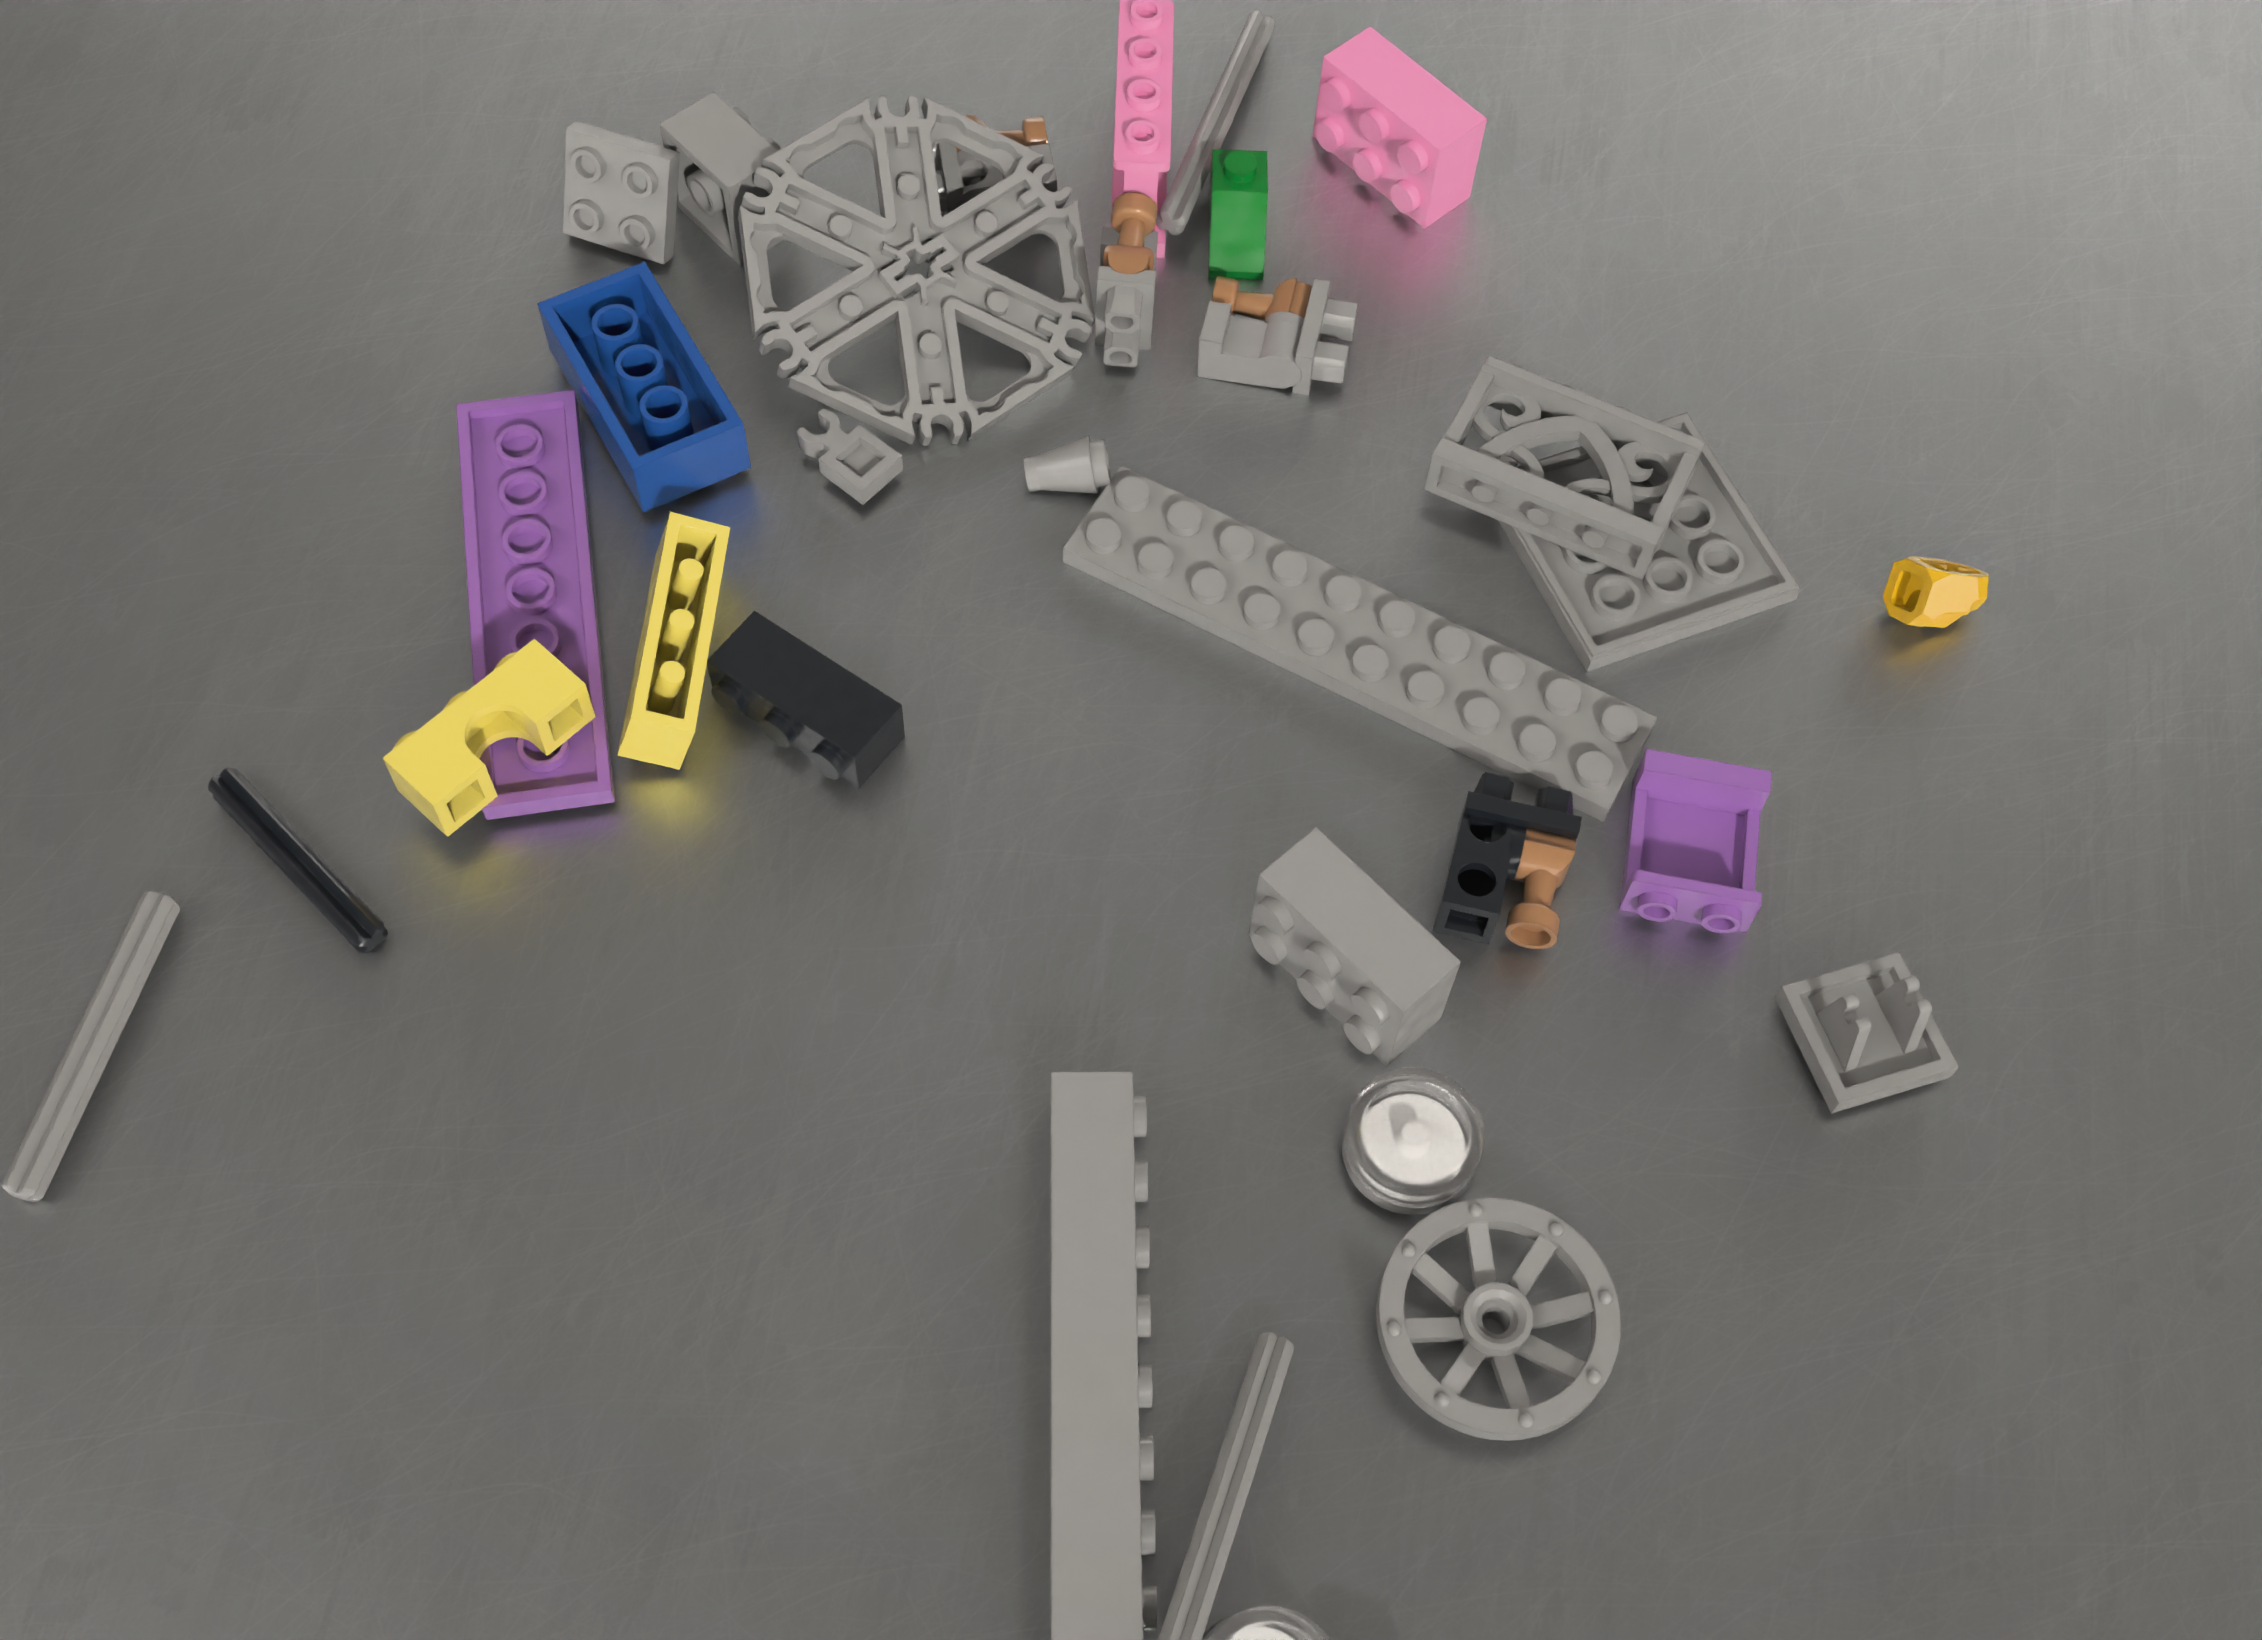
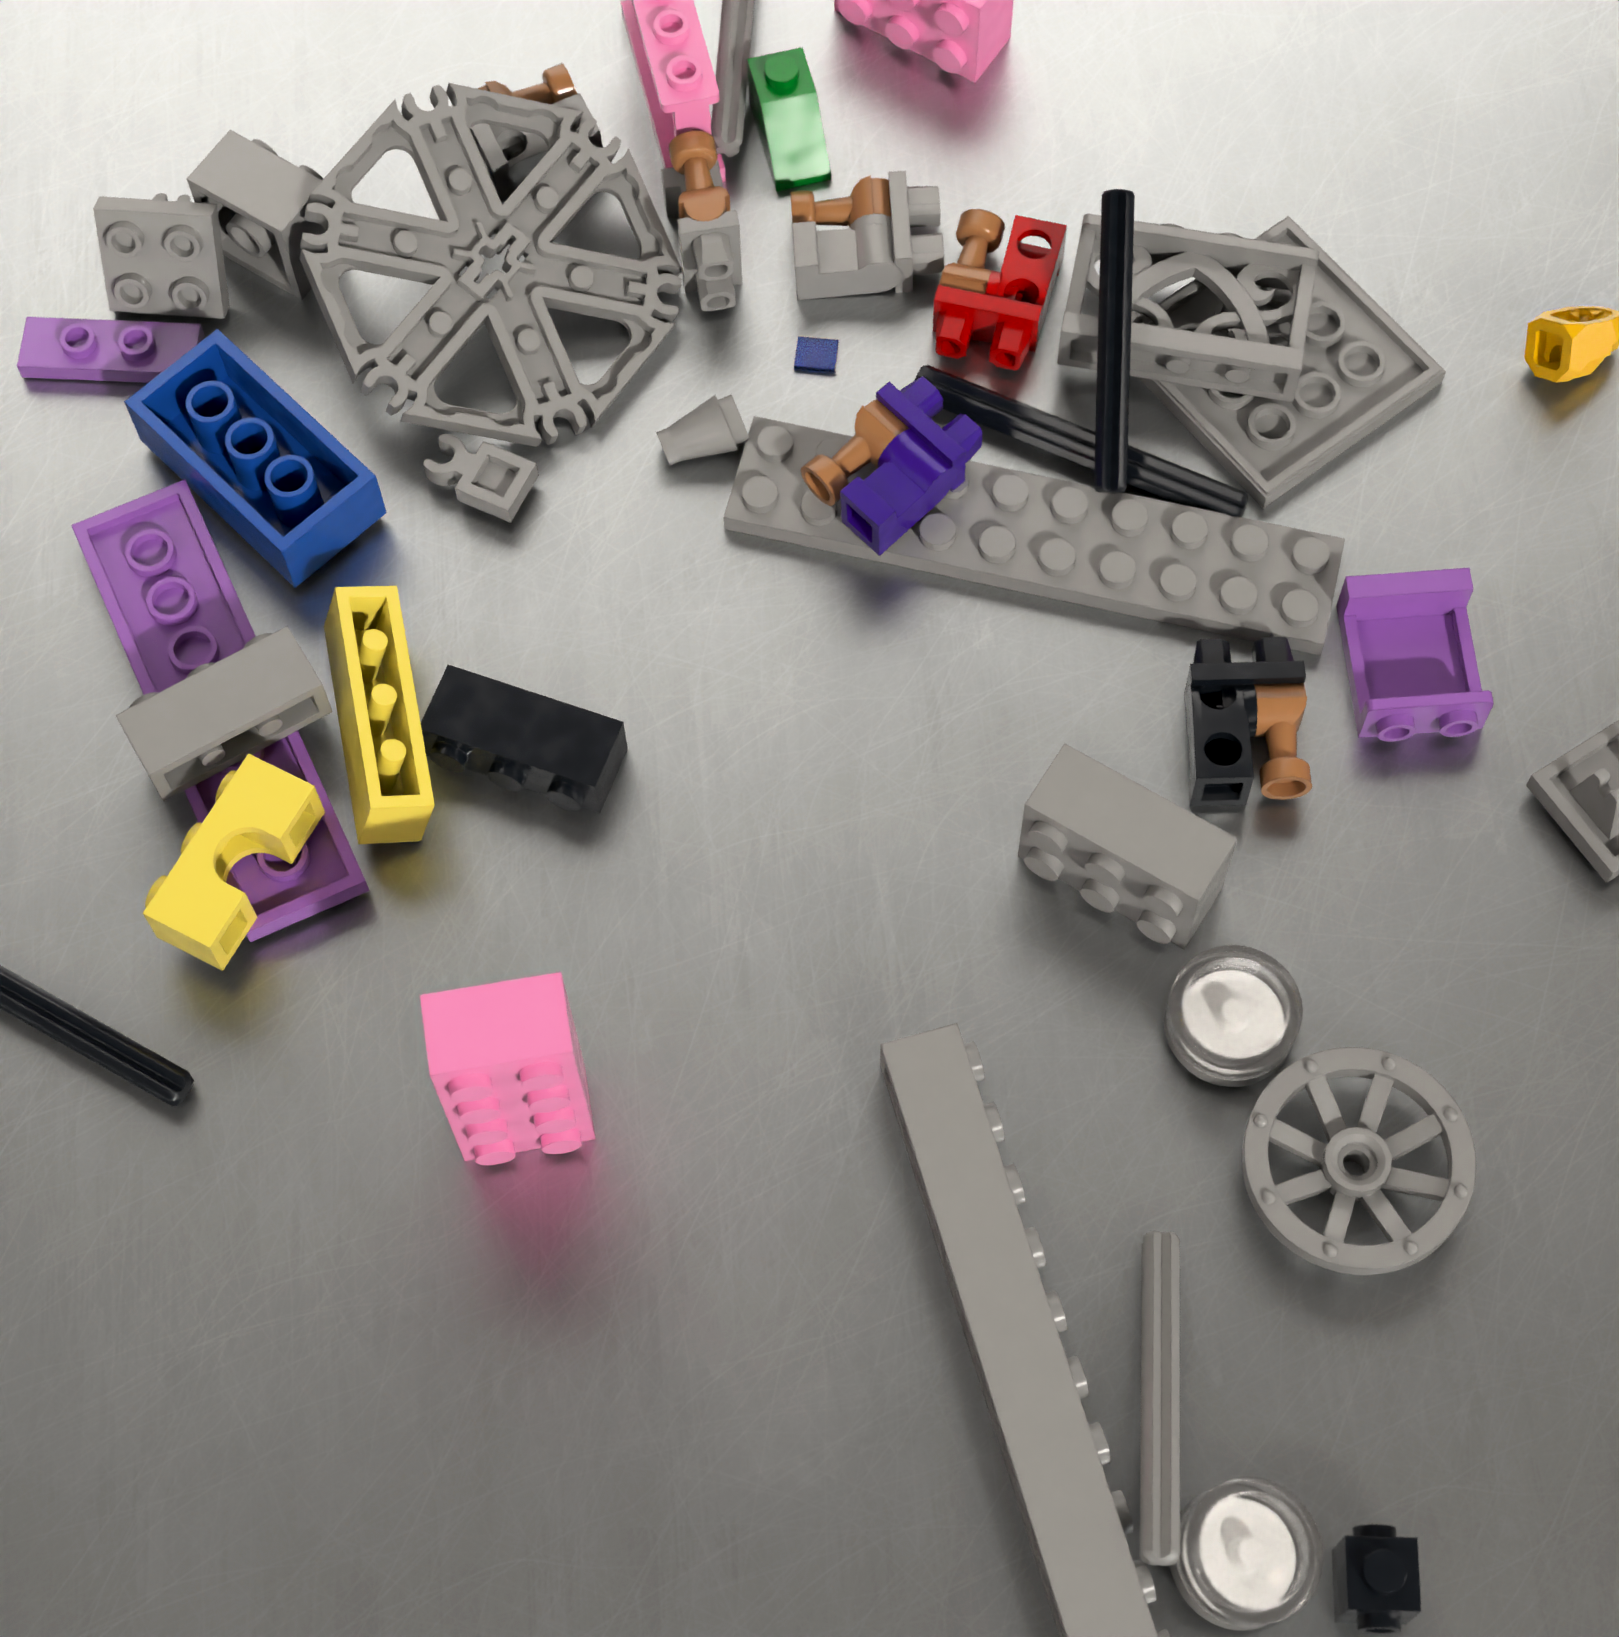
camera: 10 degrees left, 5 degrees up
(531, 594) = (224, 712): none -> light grey brick
(536, 259) = (103, 348): none -> medium lavender plate
(671, 990) = (508, 1068): none -> bright pink brick
(1199, 428) = (816, 354): none -> clear blue window
(1254, 540) = (912, 458): none -> dark purple hips
(1383, 424) = (996, 305): none -> red hips
(1423, 566) = (1078, 444): none -> black axle
(1479, 474) = (1114, 341): none -> black axle

